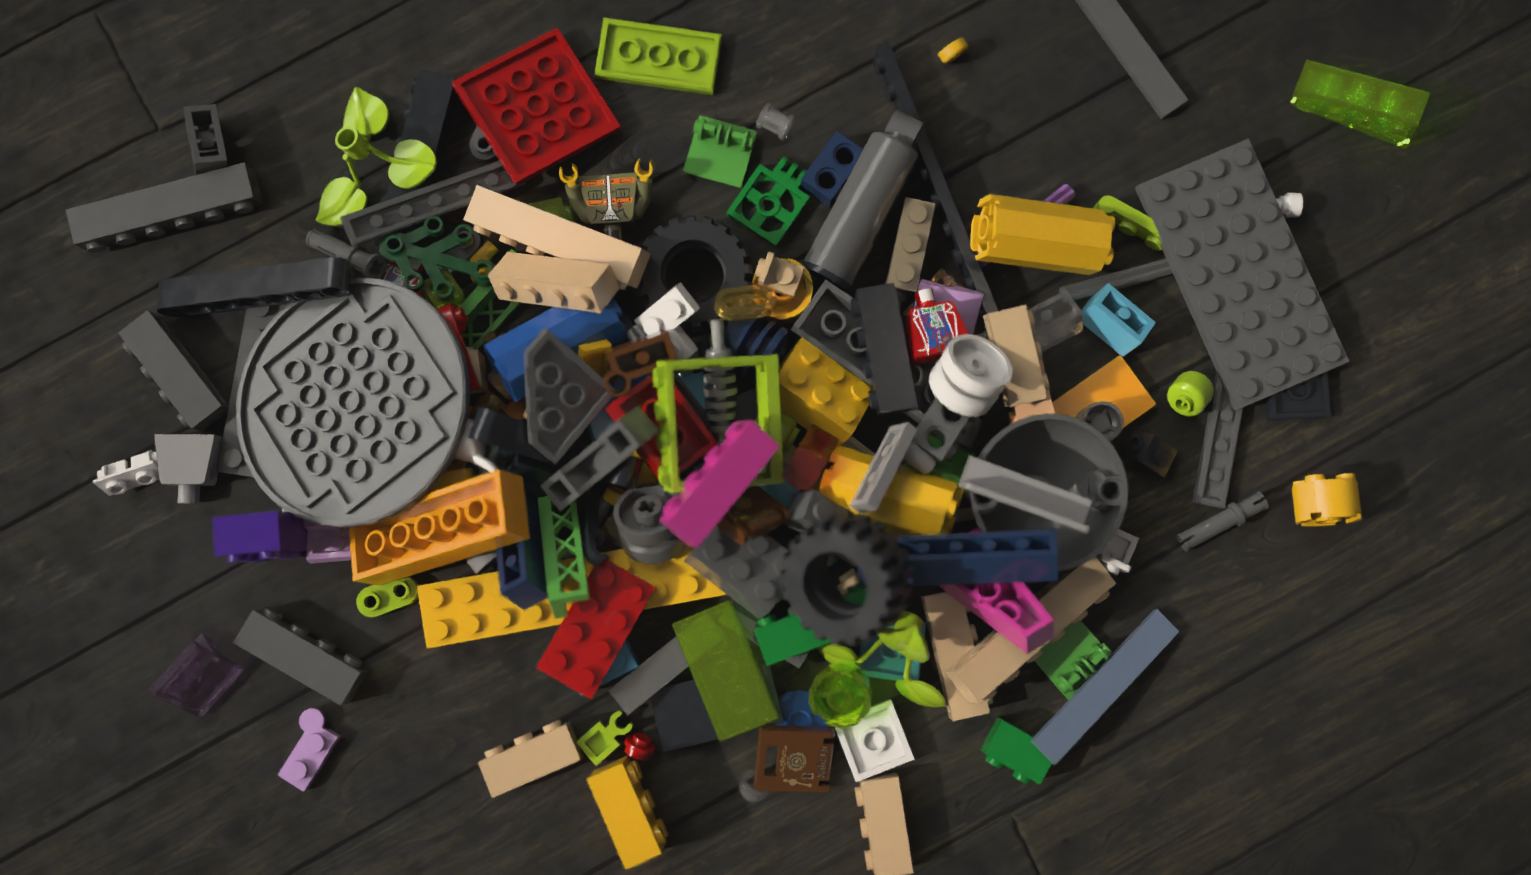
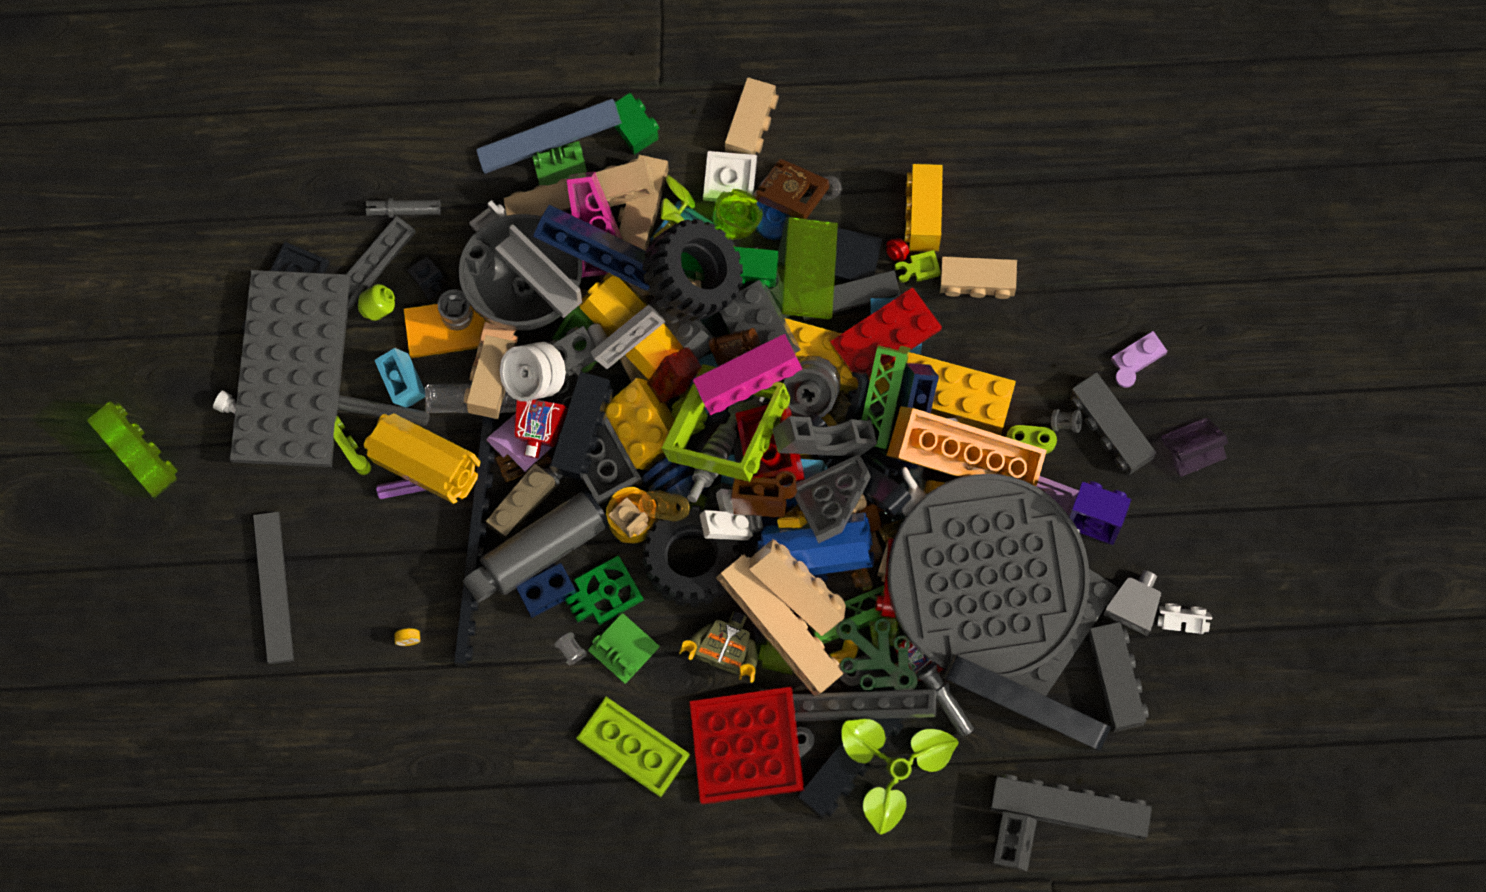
camera: 150 degrees left, 10 degrees down
(354, 634) = (1074, 422): none -> dark grey bush
(1326, 501) = (326, 183): yellow brick -> none

